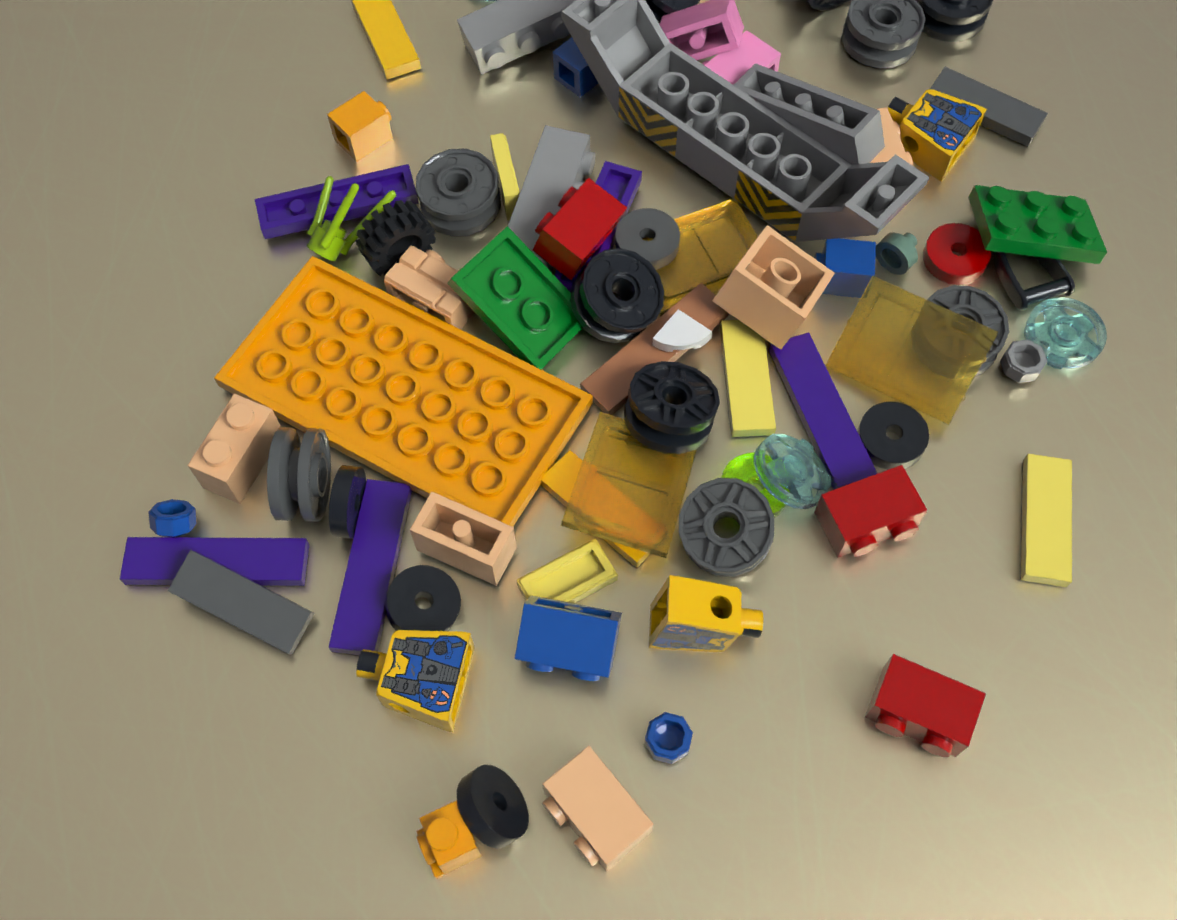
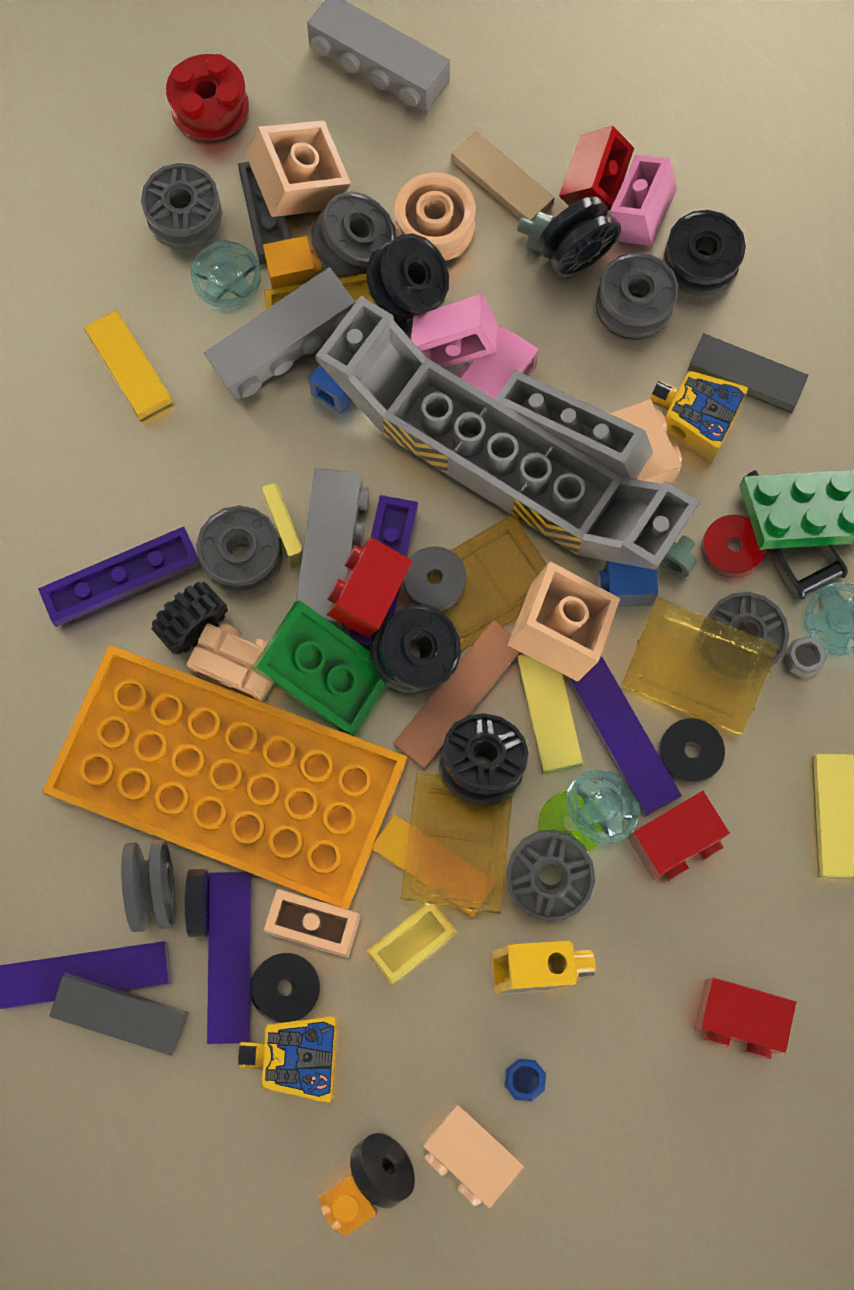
camera: 10 degrees left, 10 degrees up
(172, 518) = (35, 940): blue tile -> none
(235, 448) = (80, 862): light nougat brick -> none
(329, 238) = (124, 620): lime plant -> none
(360, 125) = (127, 486): light orange brick -> none
(567, 638) = (423, 1003): blue brick -> none
(681, 333) = (482, 681): white tile -> none

